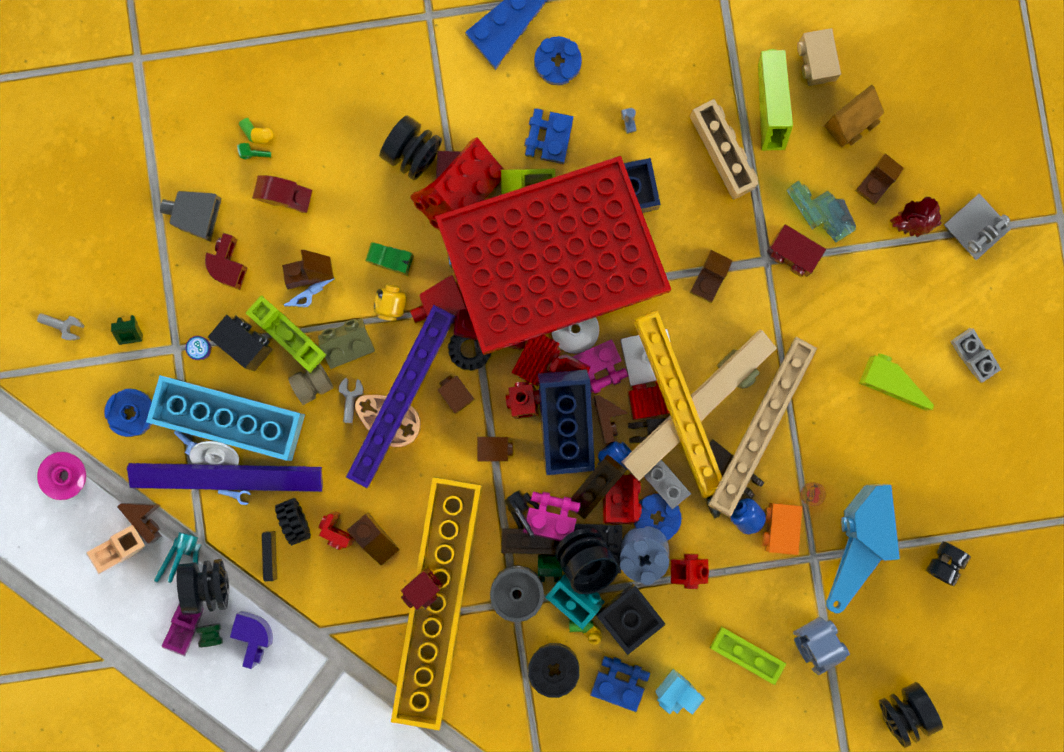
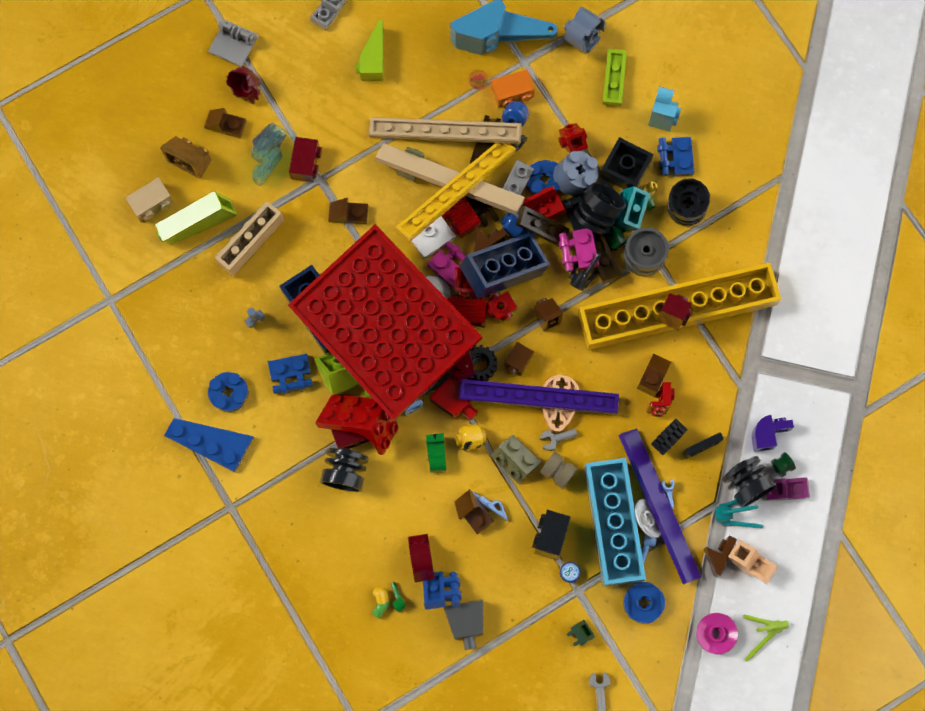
camera: 115 degrees left, 10 degrees down
(42, 539) = (771, 627): none -> lime plant
(221, 266) = (500, 578): dark red brick -> none
(237, 191) = (435, 591): none -> blue plate
(286, 333) = (529, 505): lime slope -> none

